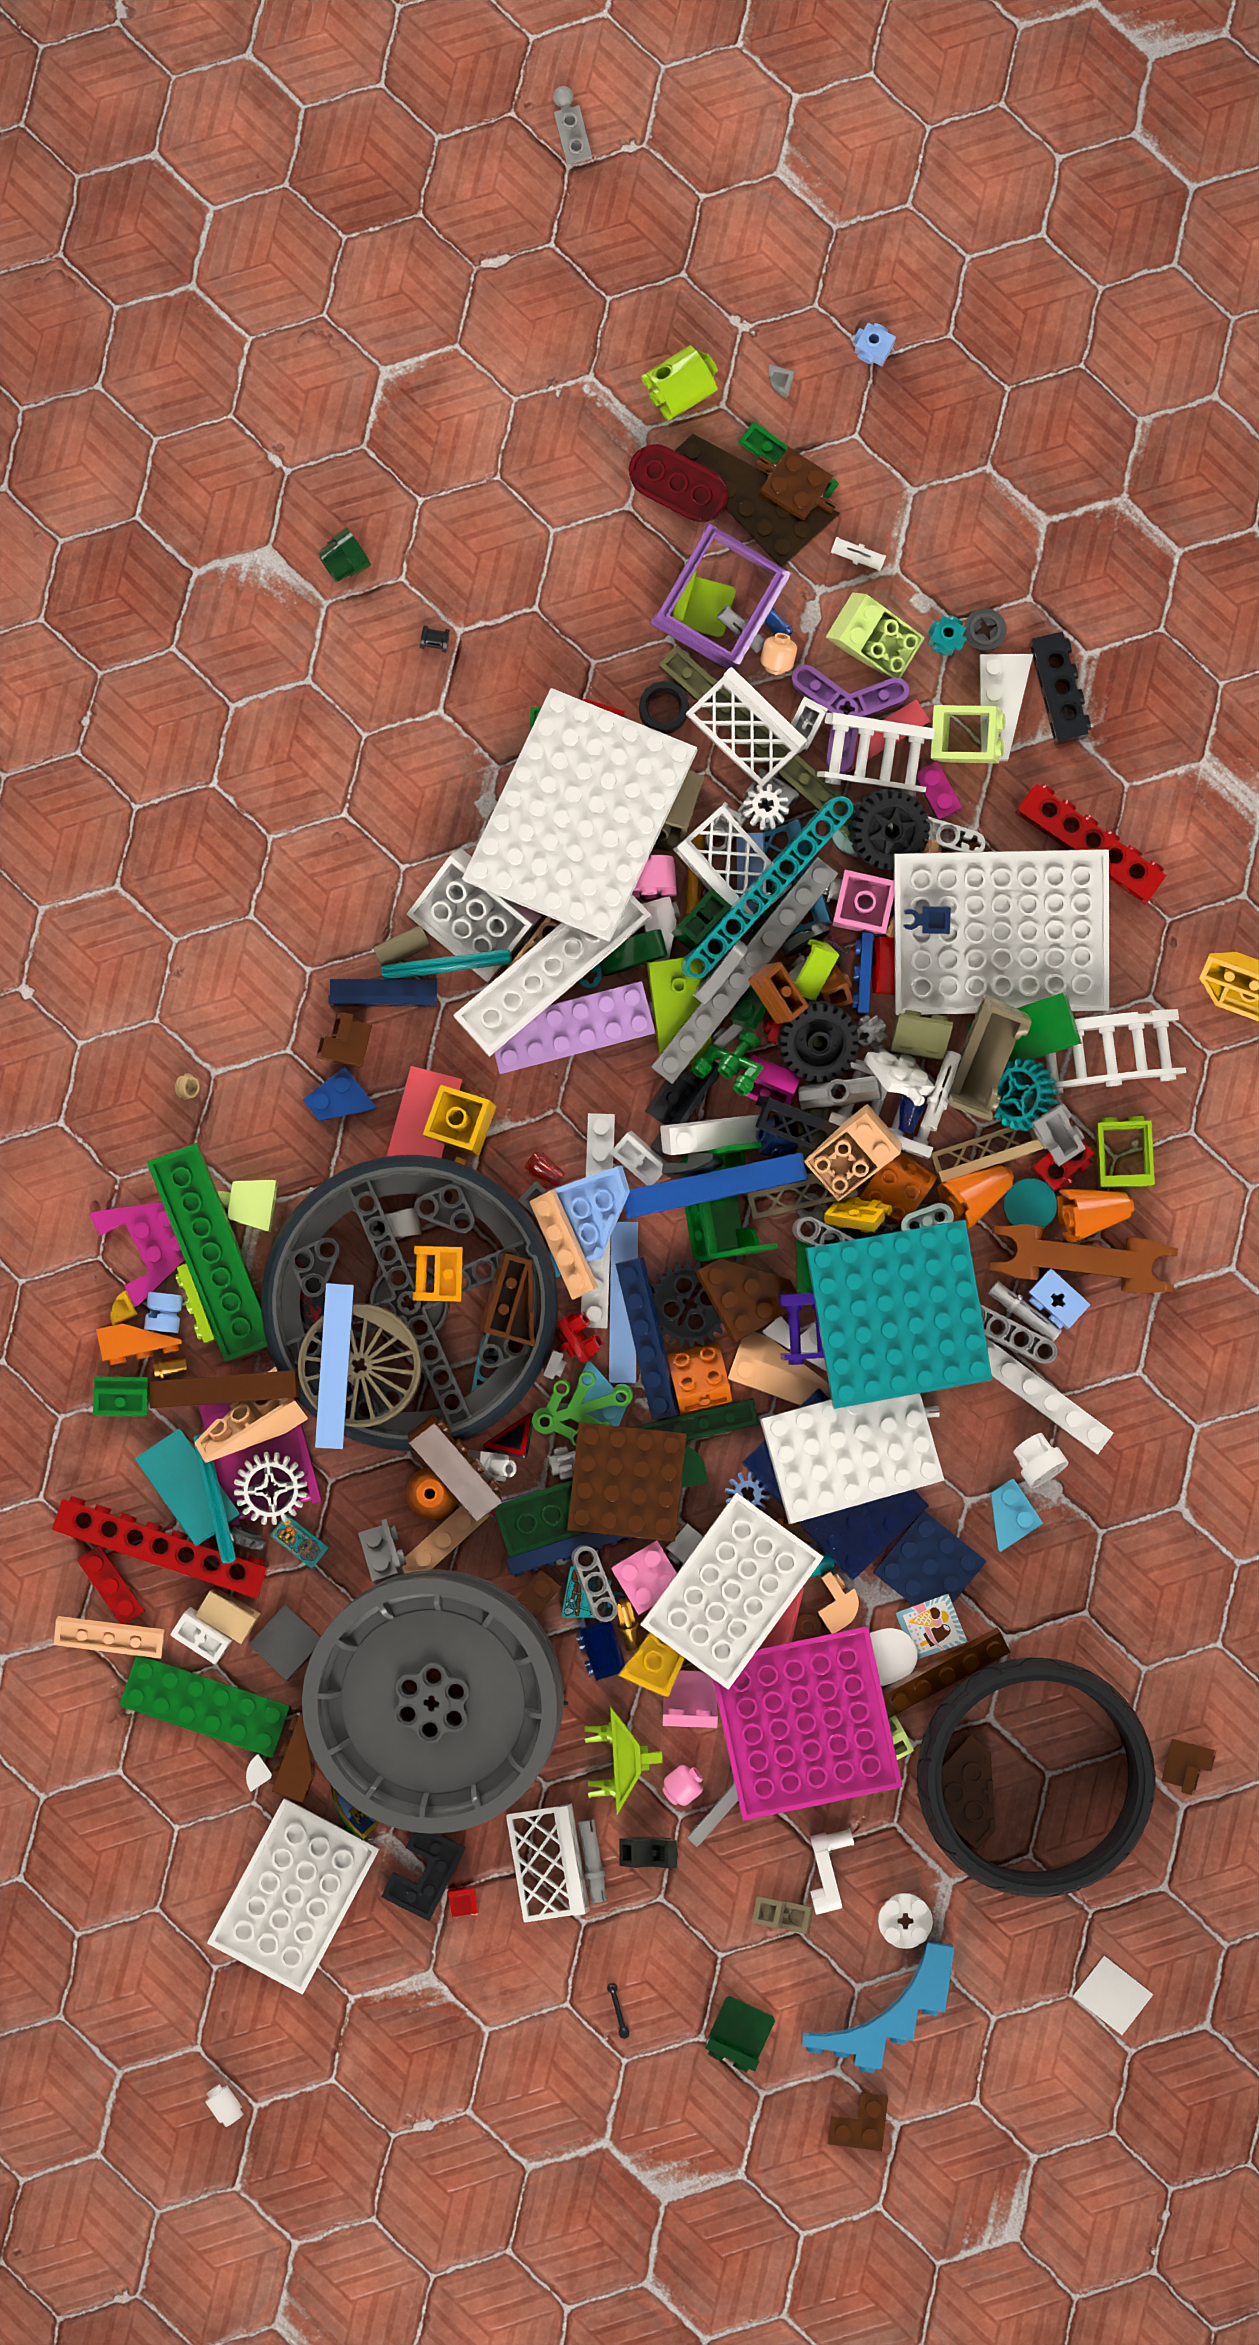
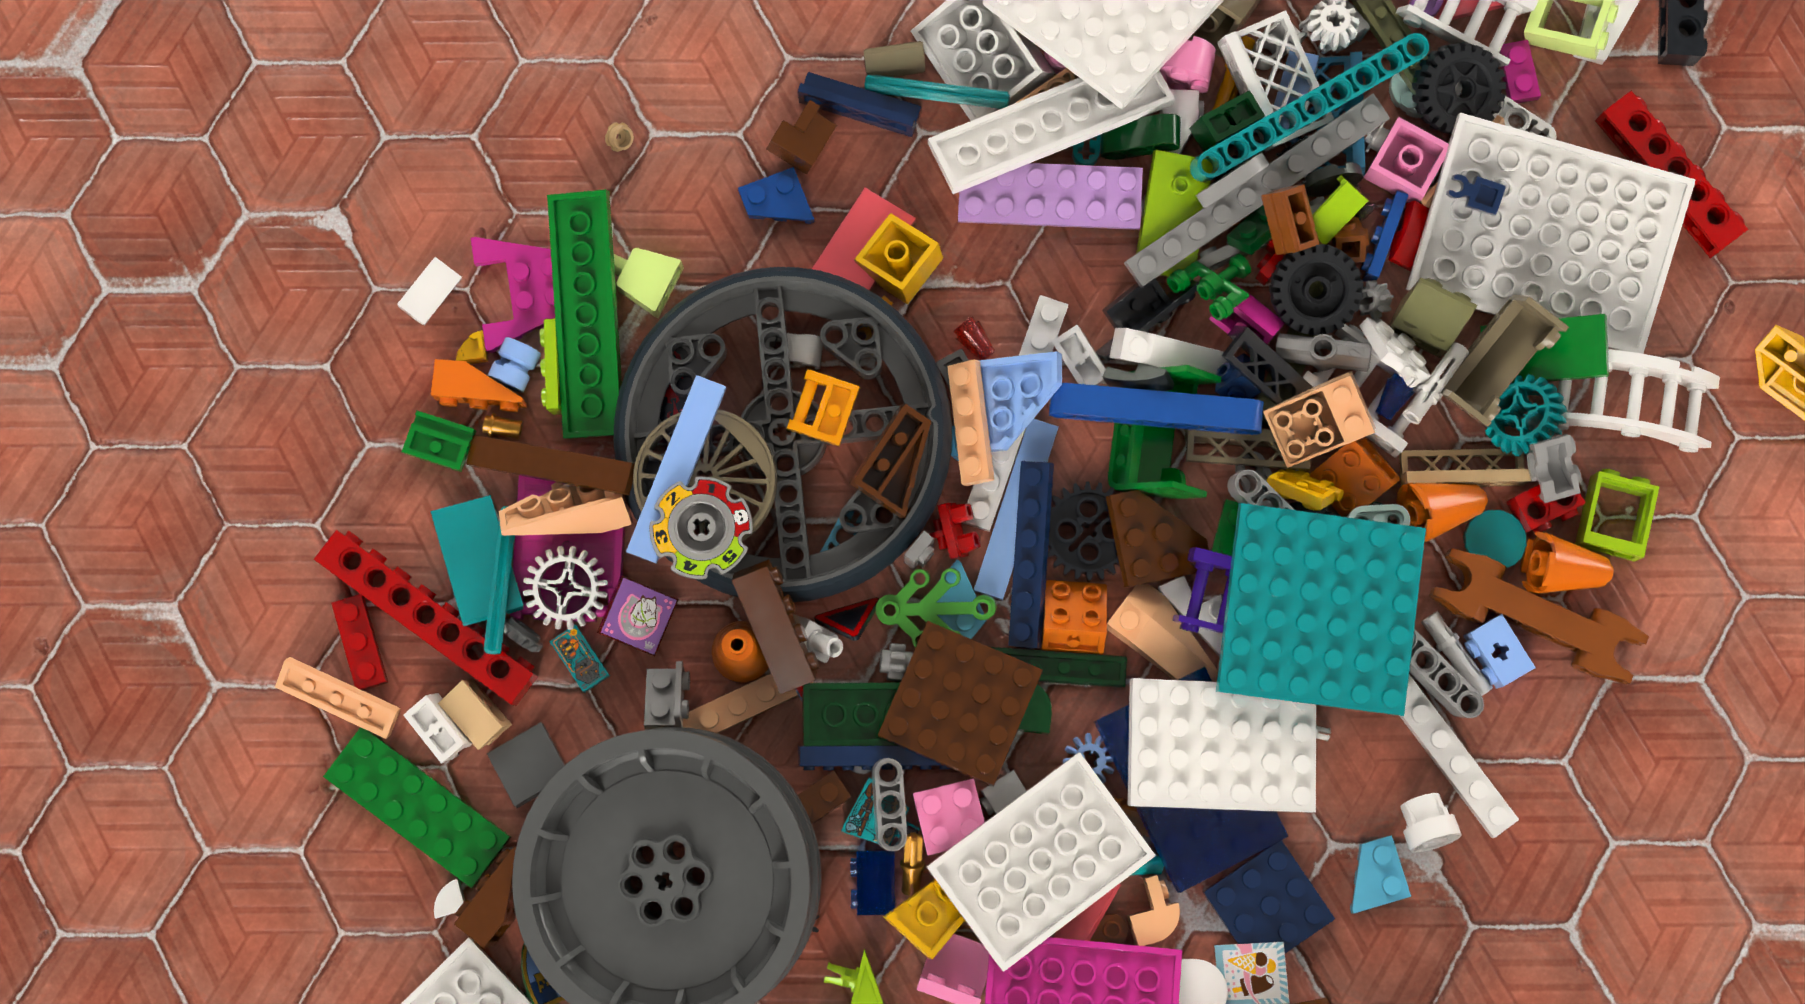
camera: 20 degrees right, 5 degrees down
(70, 1271) = (429, 291): none -> white hinge
(336, 1491) = (637, 616): none -> tile
(390, 1399) = (708, 502): none -> piece

